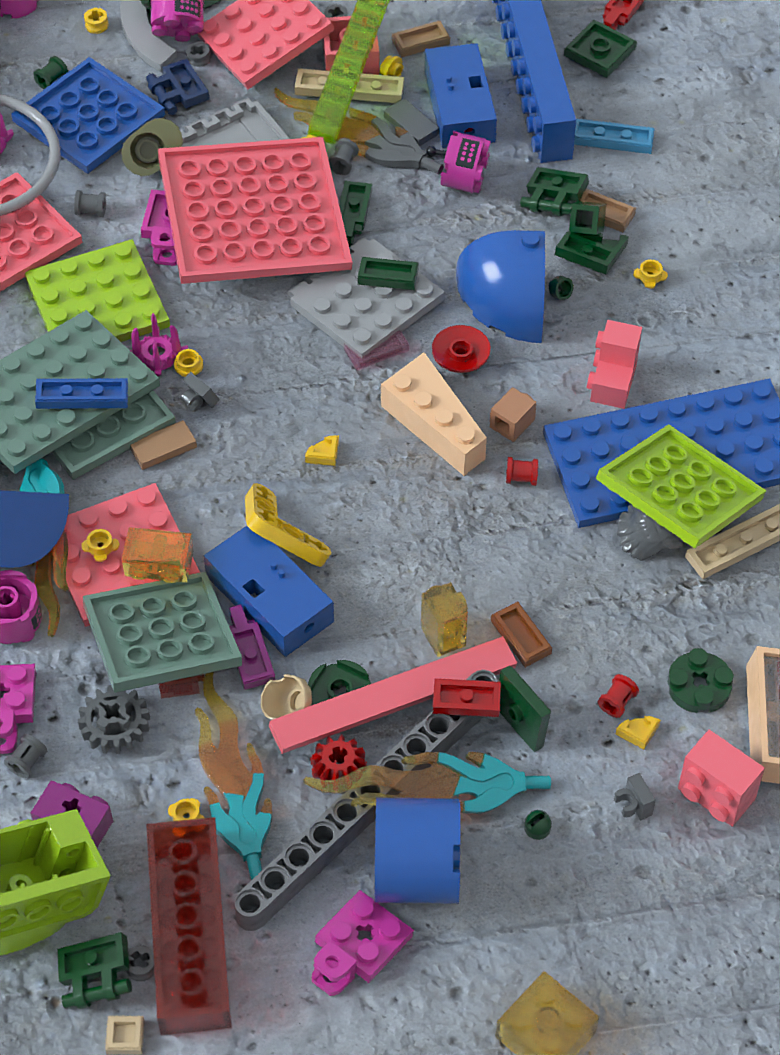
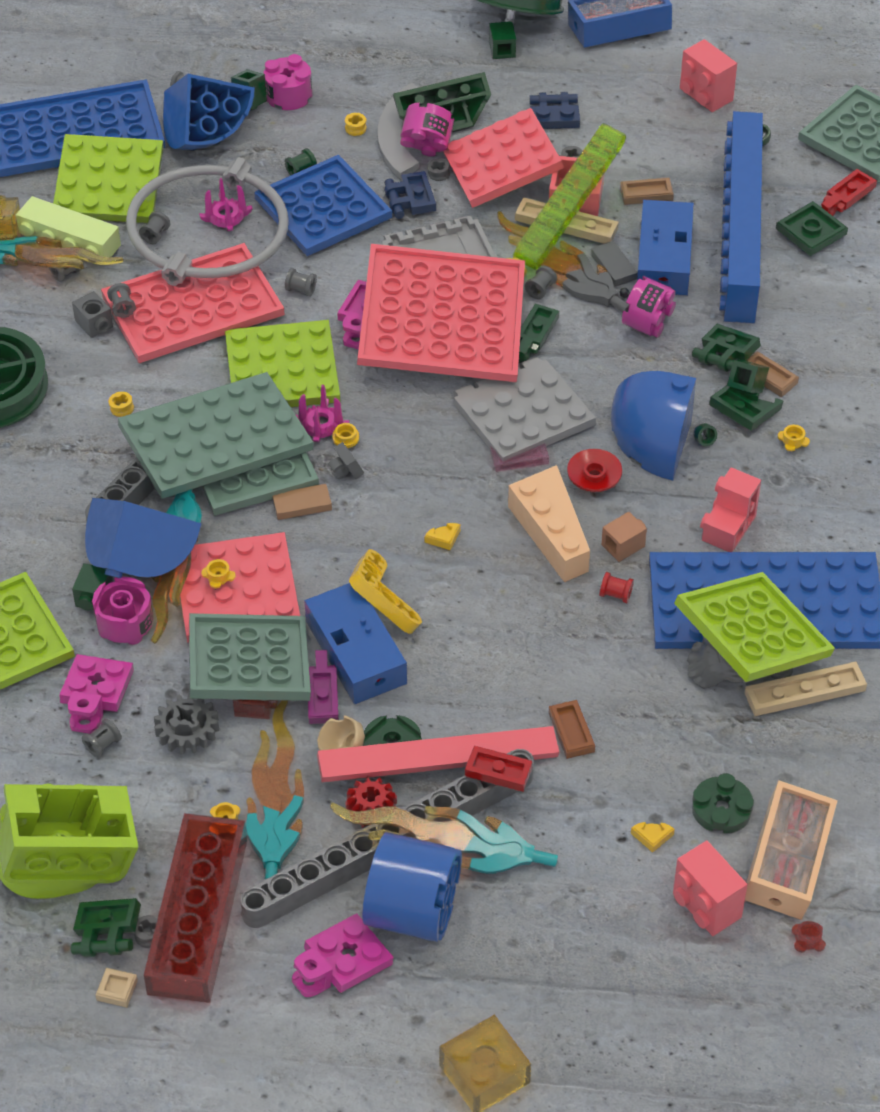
camera: 15 degrees right, 5 degrees down
(65, 797) = (143, 797): magenta brick -> none
(81, 393) = (239, 441): blue tile -> none
(142, 147) = (357, 241): olive piece -> none
(157, 555) = (264, 591): clear yellow brick -> none
(388, 273) = (547, 391): dark green tile -> none
(392, 66) = (610, 210): yellow plate -> none
(444, 618) = (502, 698): clear yellow brick -> none
(523, 709) = (548, 790): dark green plate -> none
(541, 828) = (536, 897): dark green hinge -> none
(614, 136) = (798, 309): dark azure tile -> none
(618, 695) = (641, 799): red bush -> none
(638, 795) = (631, 890): dark grey tile -> none

